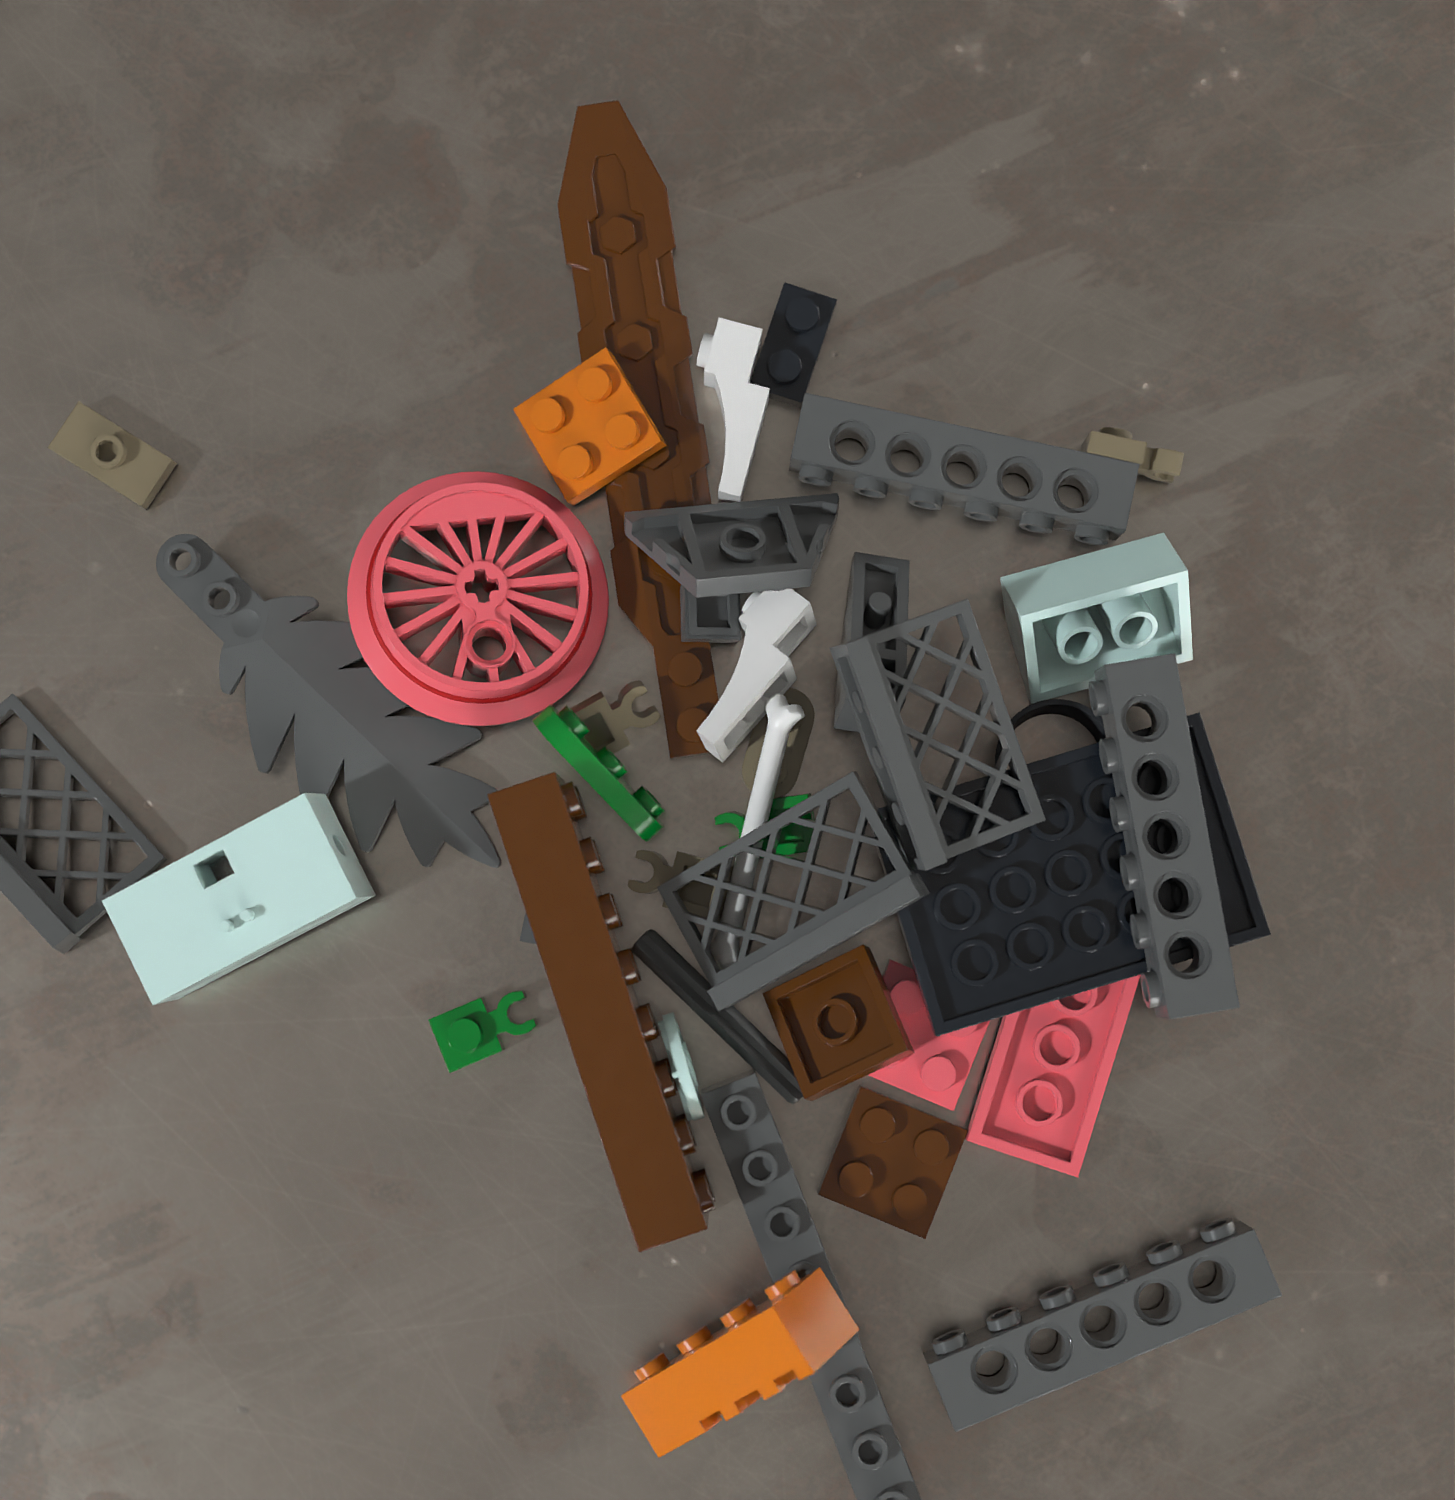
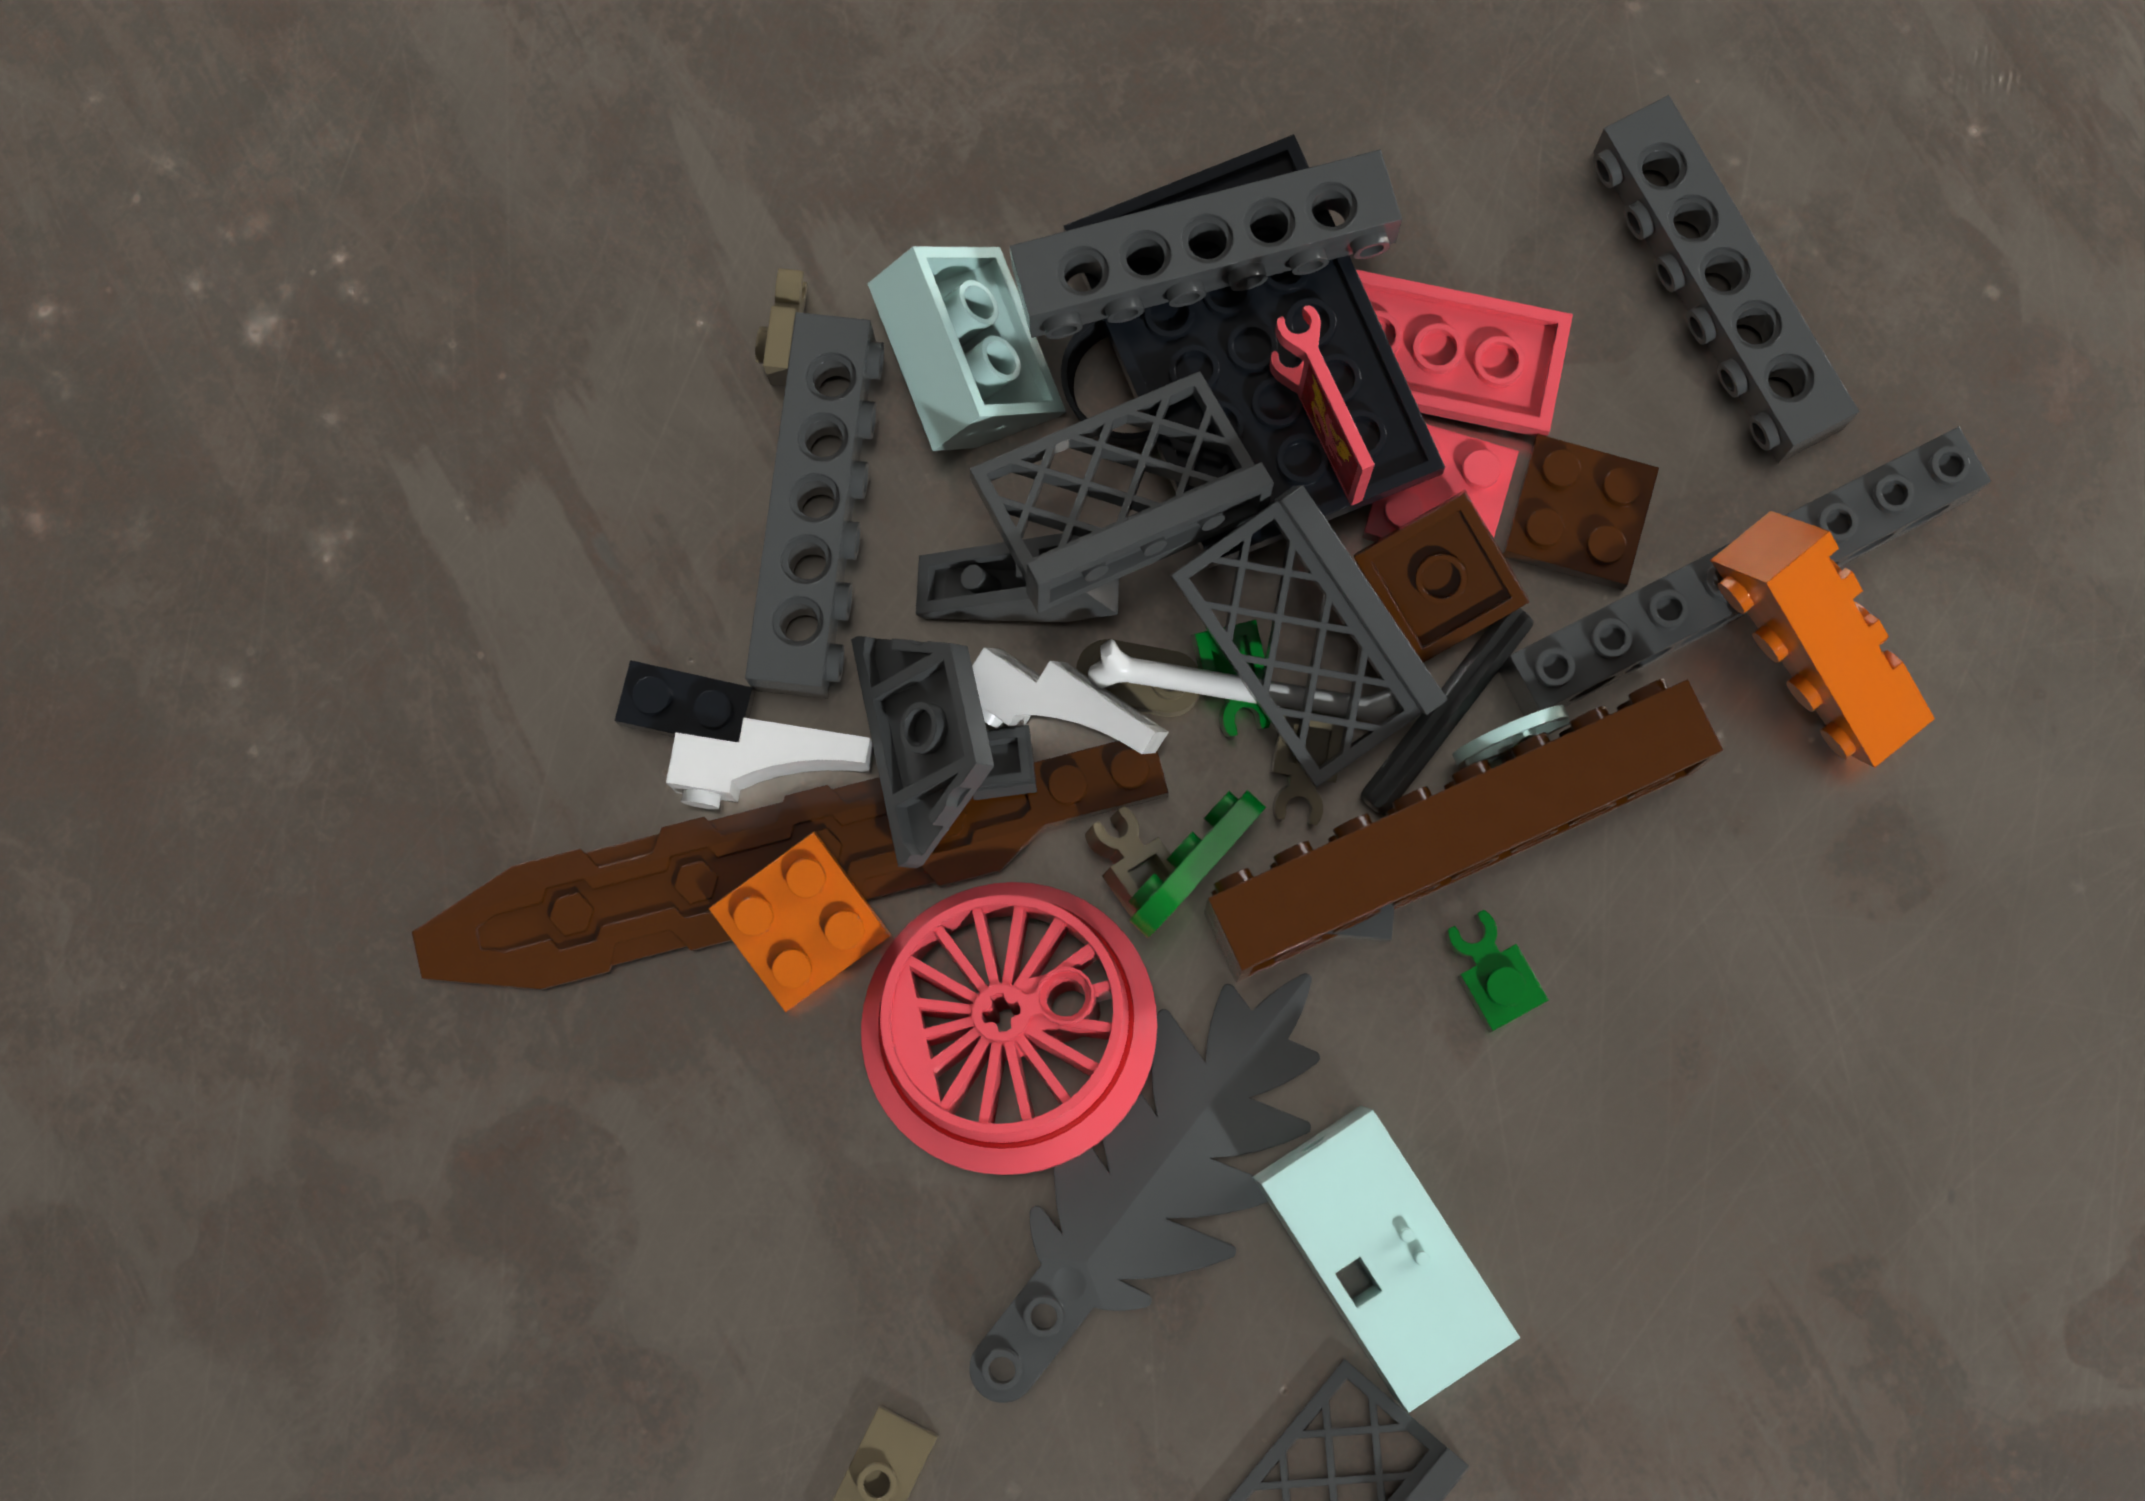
camera: 90 degrees left, 5 degrees down
(1038, 908) = (1324, 405): none -> coral flag

